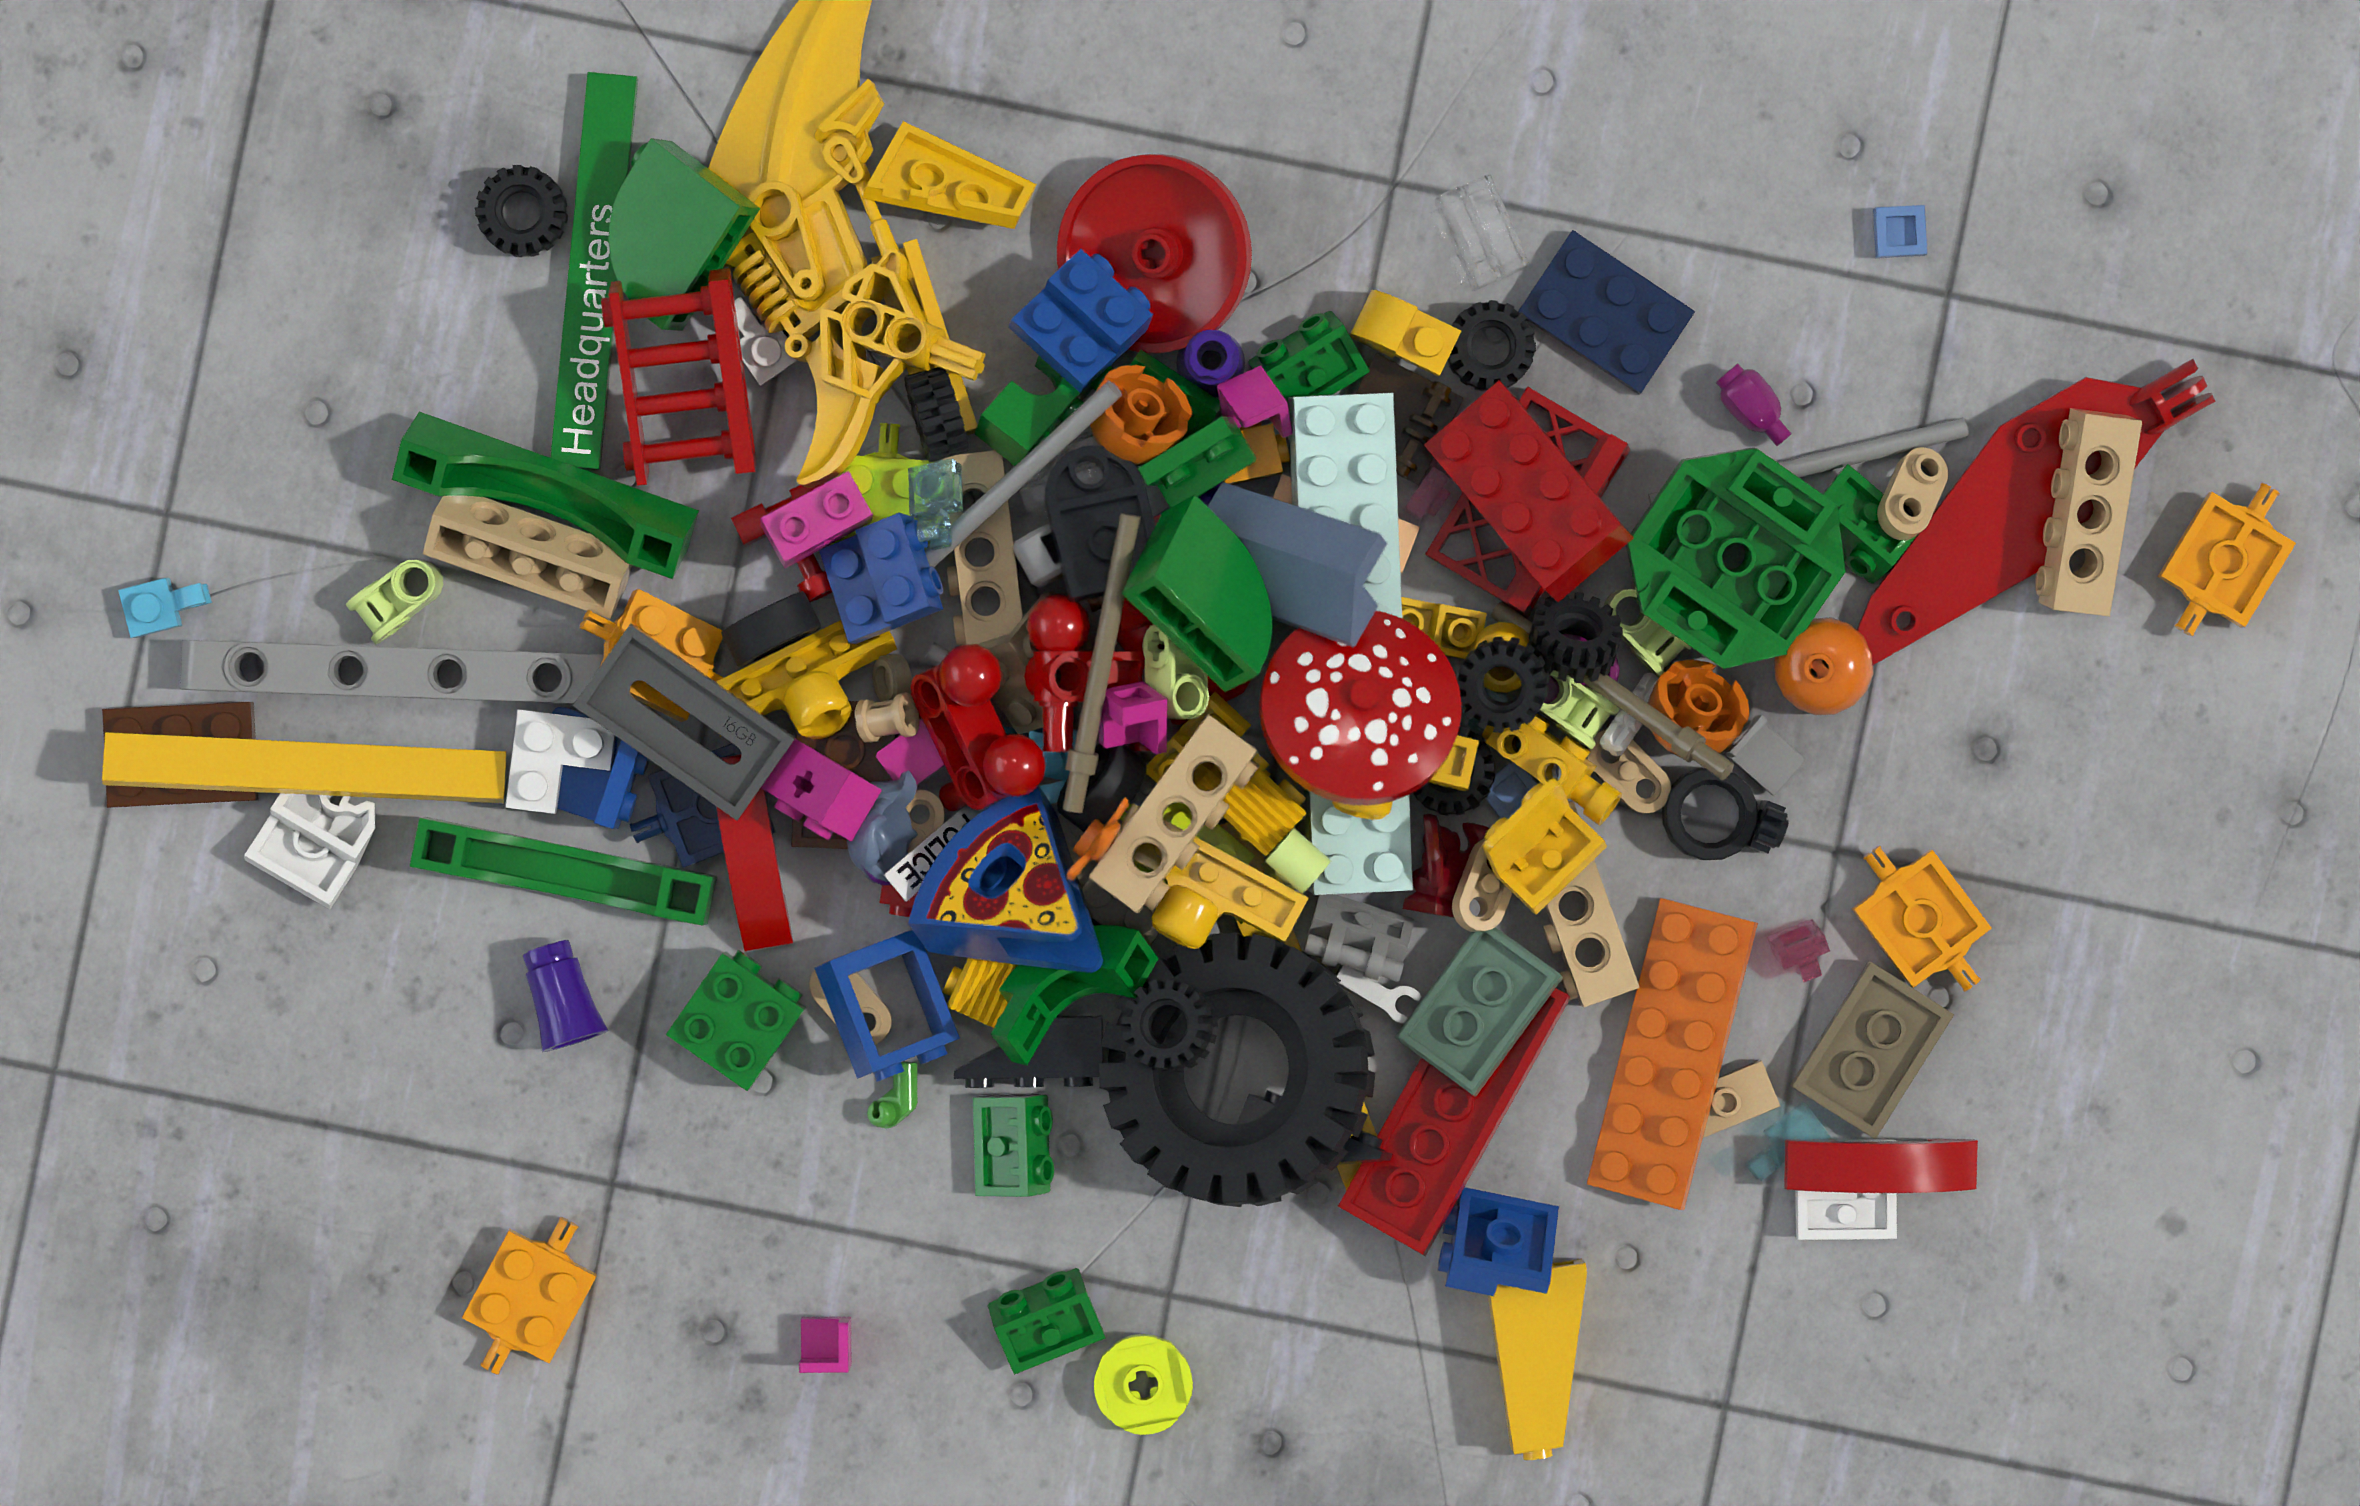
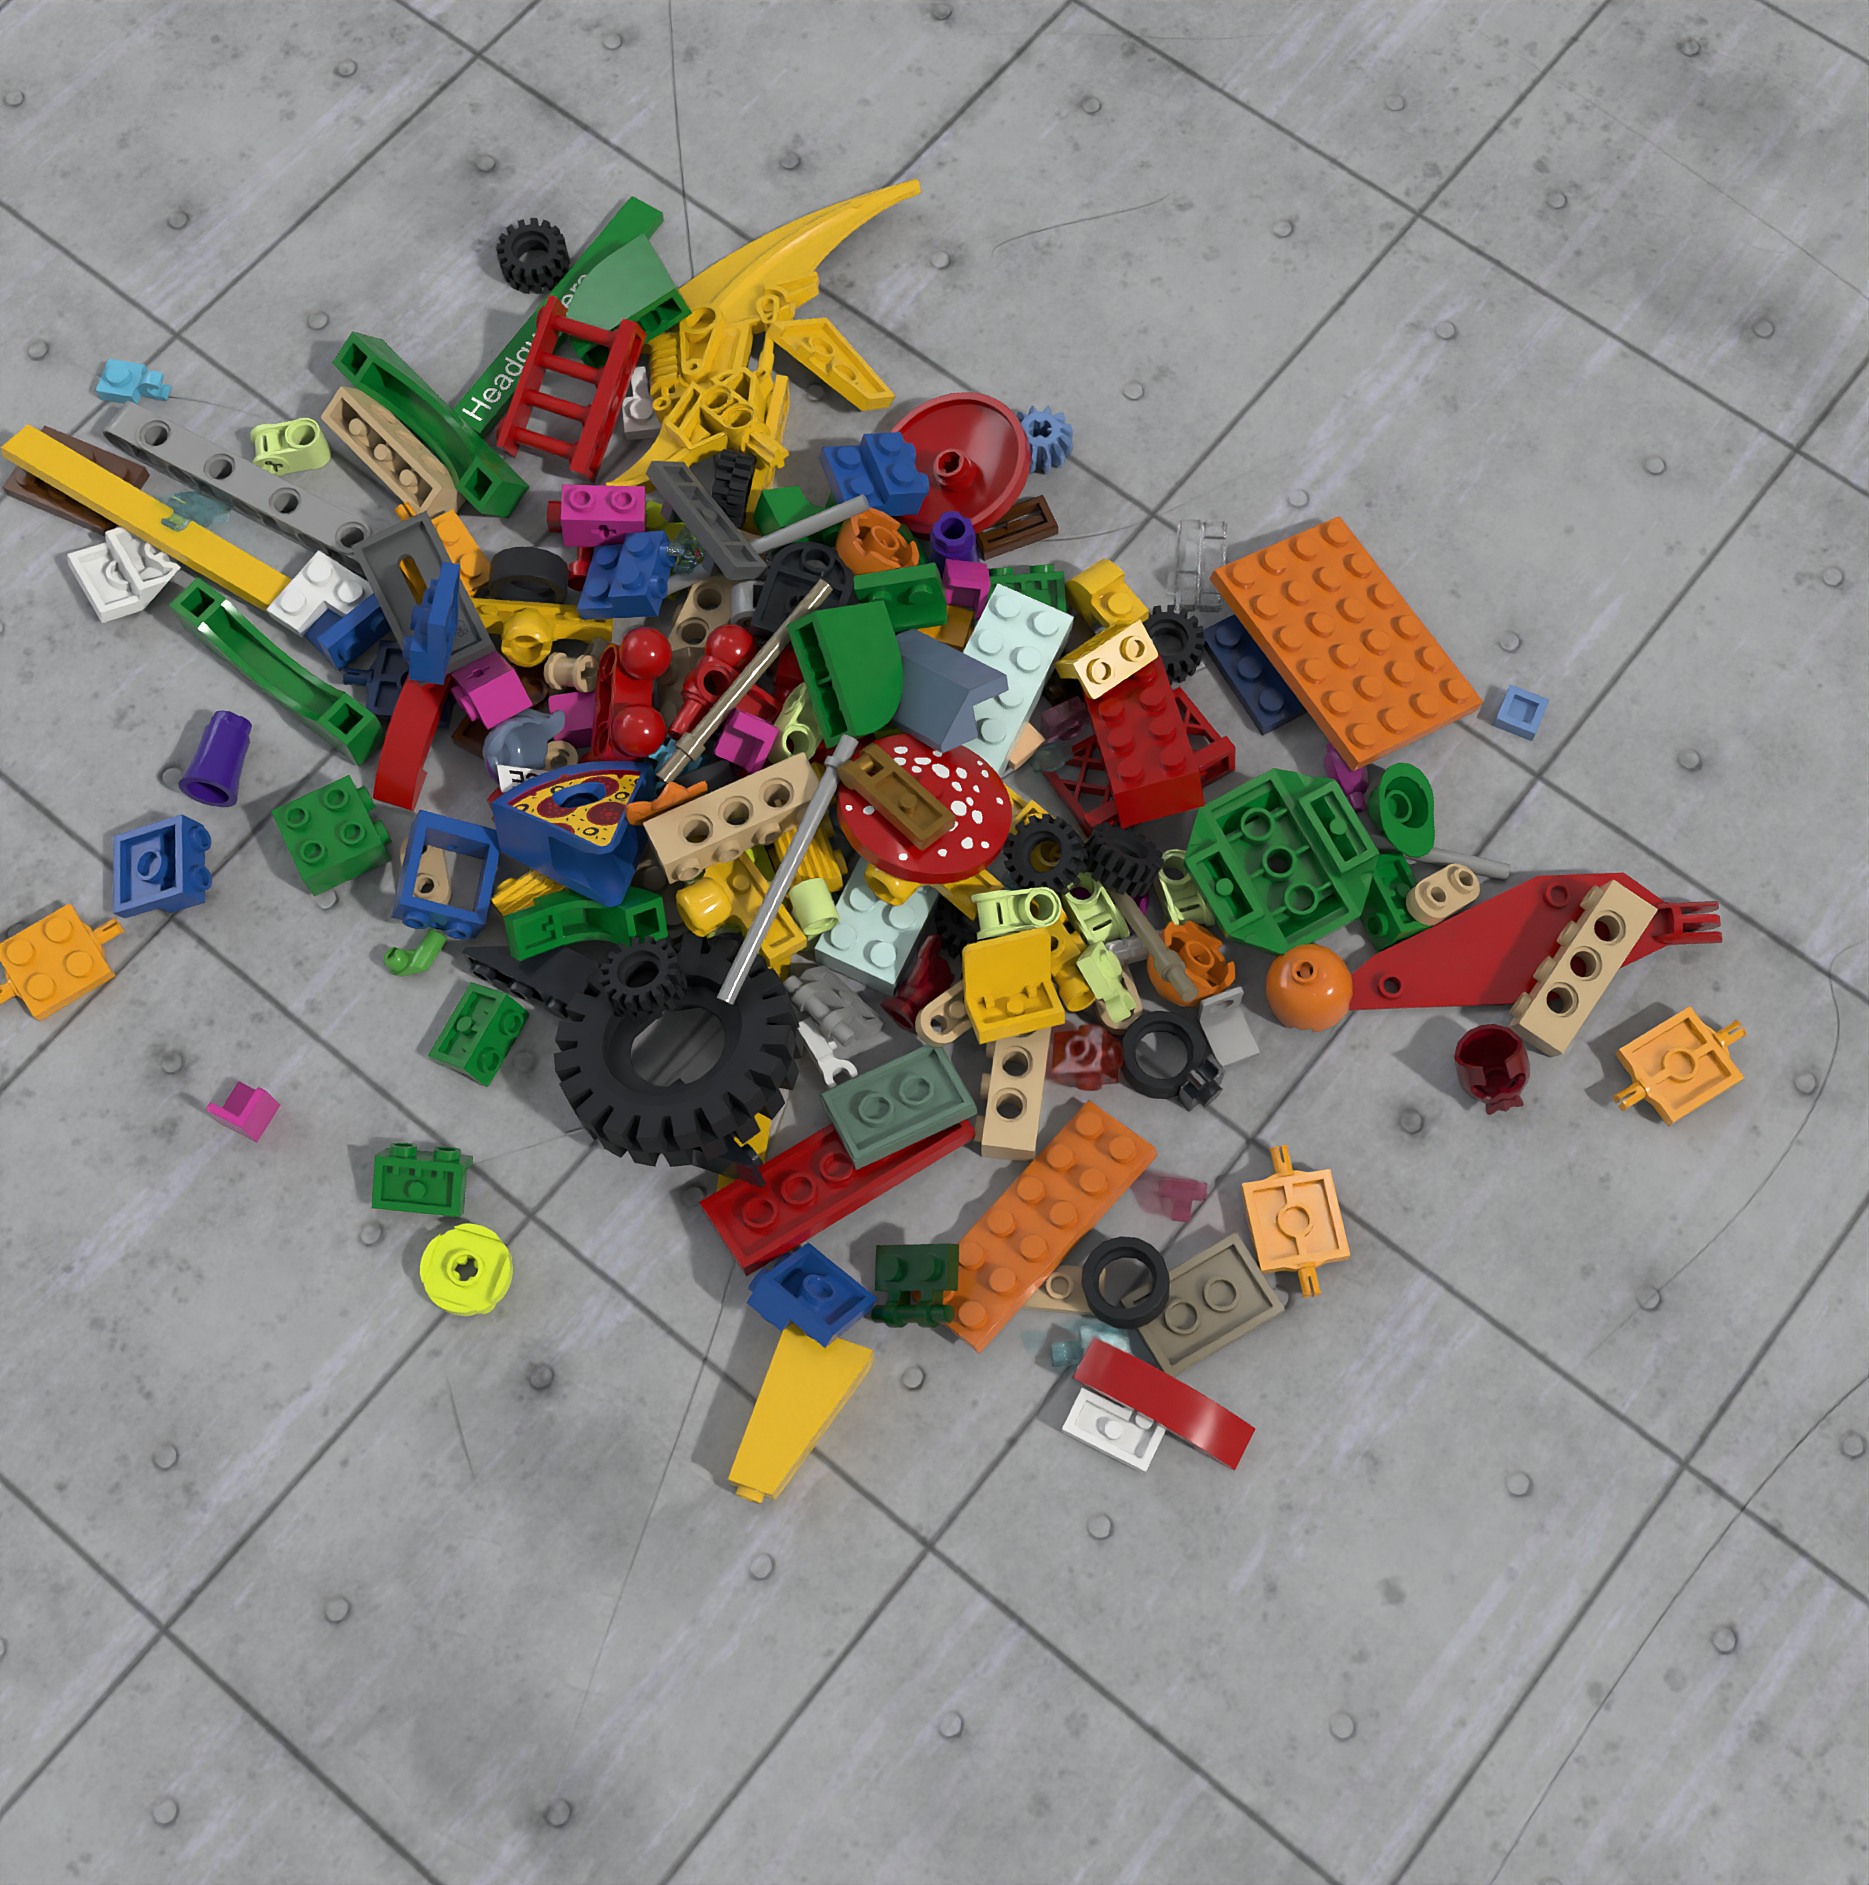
camera: 30 degrees right, 20 degrees down
(345, 724) = (195, 507): none -> clear light blue plate
(577, 1145) = (160, 867): none -> blue plate
(741, 770) = (434, 628): none -> blue plate
(944, 486) = (691, 504): none -> dark grey hinge
(1219, 147) = (1047, 437): none -> medium blue gear
(1257, 721) = (786, 870): none -> light grey bar
(1279, 248) = (1019, 532): none -> reddish brown tile
(1342, 729) = (897, 796): none -> pearl gold plate
(1435, 542) = (1051, 757): none -> clear light blue plant
(1450, 420) = (1108, 657): none -> yellow bracket
(1501, 776) = (1008, 911): none -> yellowish green piece
(1585, 1161) = (915, 1269): none -> dark green plate
(1618, 775) = (1104, 975): none -> yellowish green plate
(1640, 859) = (1086, 1057): none -> clear red brick
(1681, 250) = (1346, 642): none -> orange plate
(1779, 1107) = (1125, 1248): none -> black tyre
(1834, 424) = (1404, 809): none -> green piece
(2045, 663) = (1493, 1066): none -> dark red helmet

